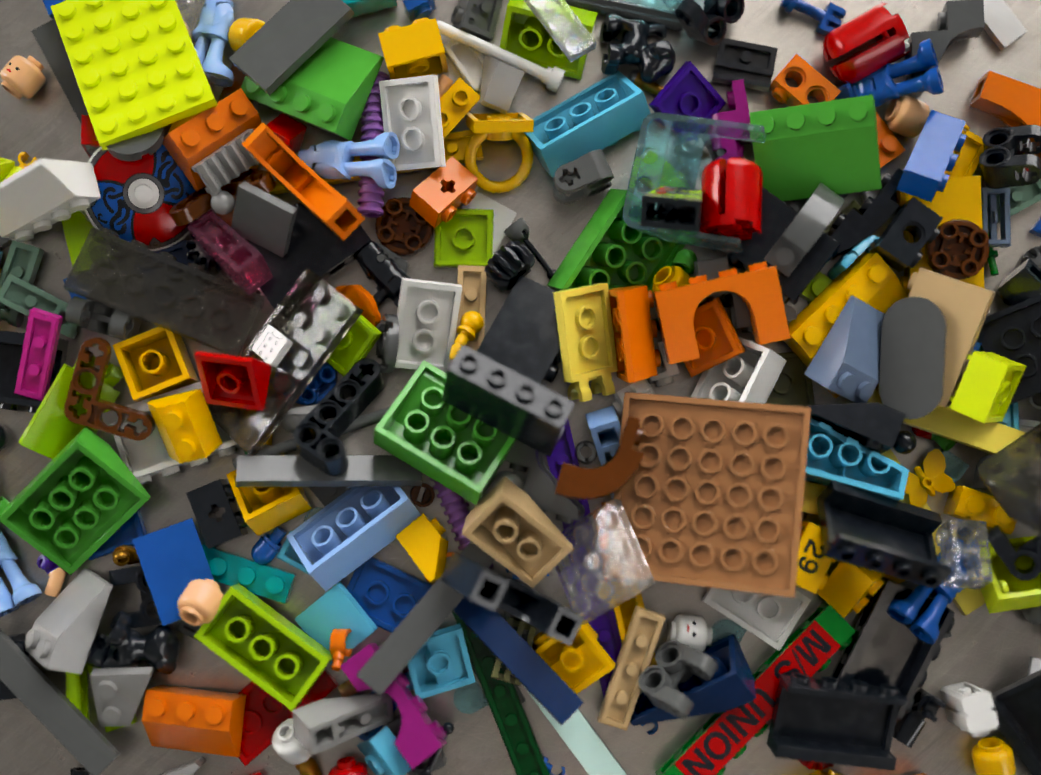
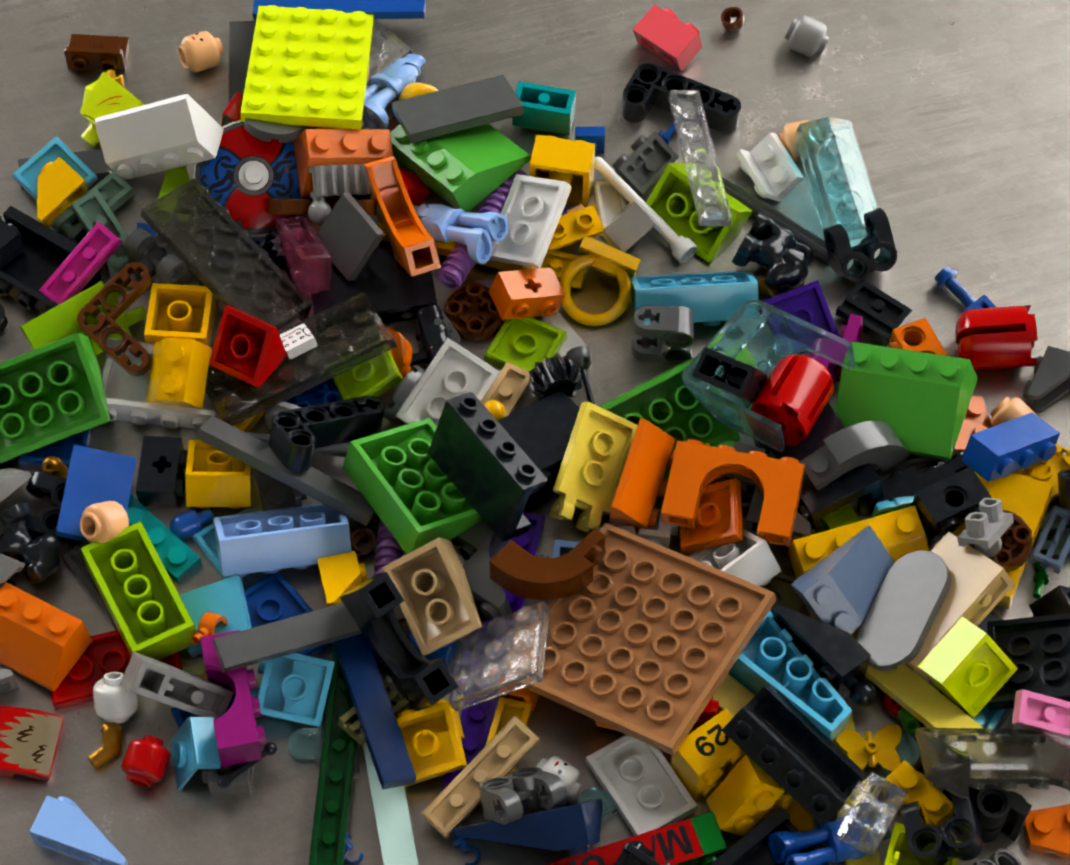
camera: 25 degrees right, 25 degrees down
(884, 88) = (996, 377): blue piece -> none
(955, 253) = (986, 527): none -> light grey hips

